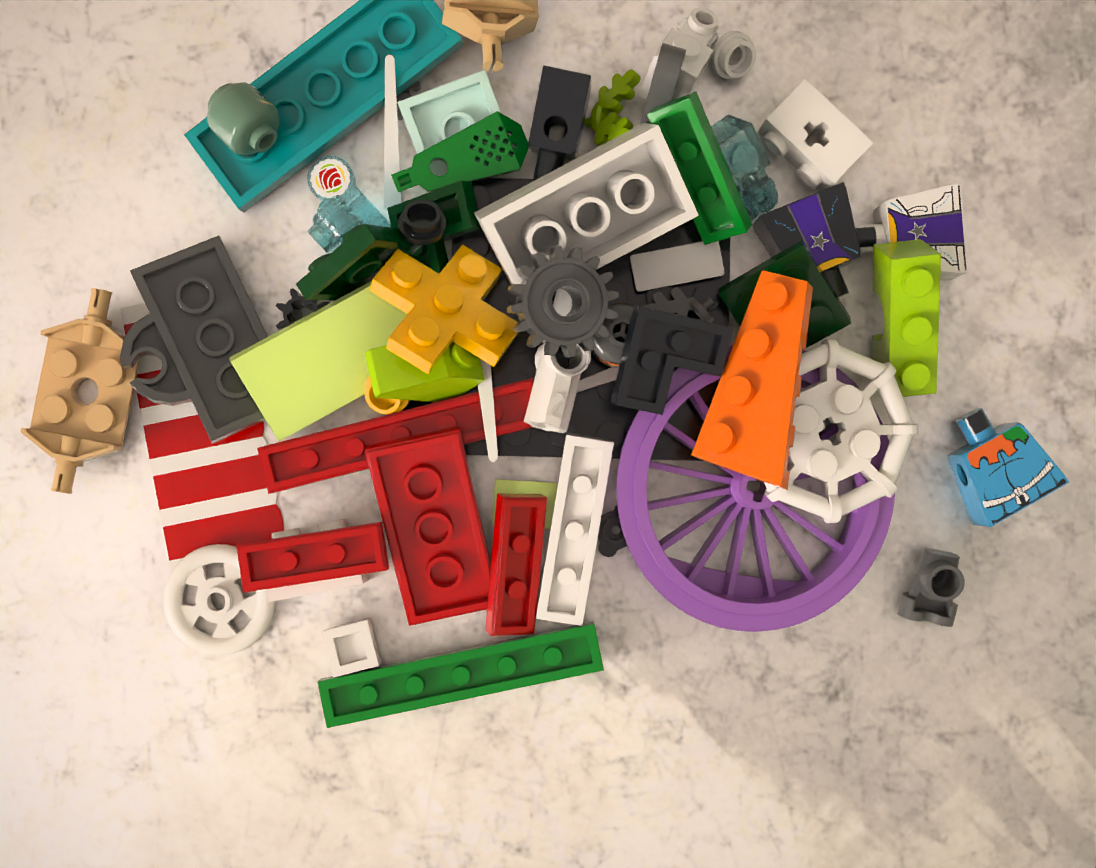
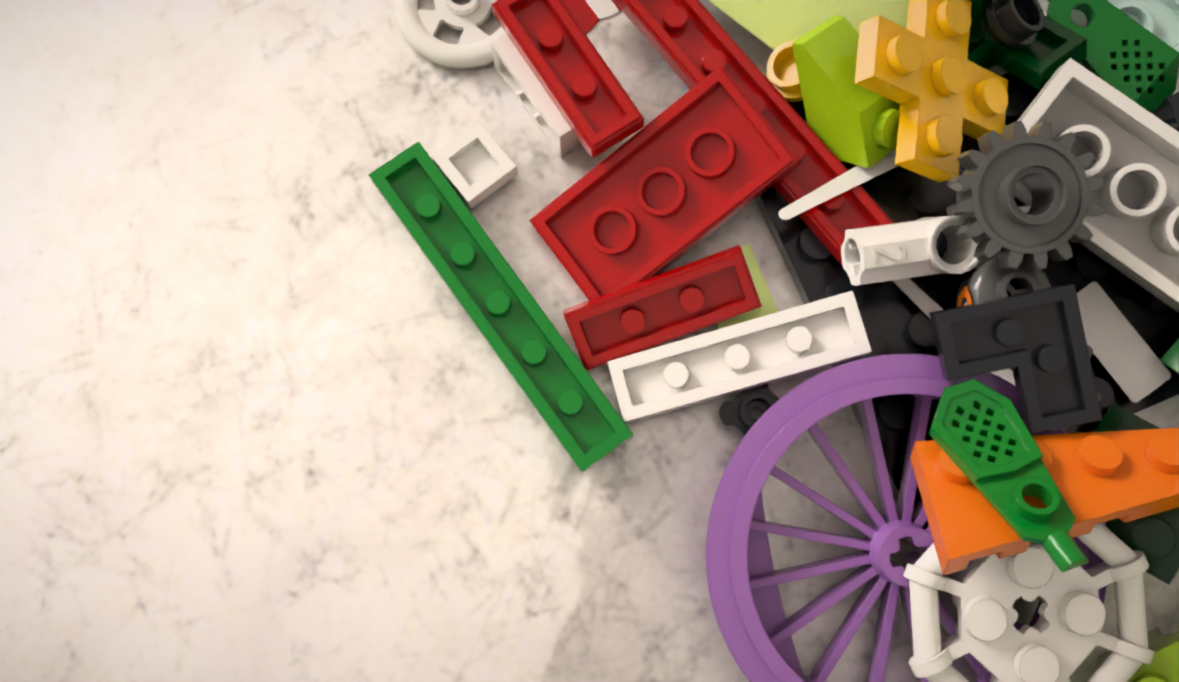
camera: 60 degrees right, 10 degrees down
(744, 414) = (1004, 463): none -> green piece

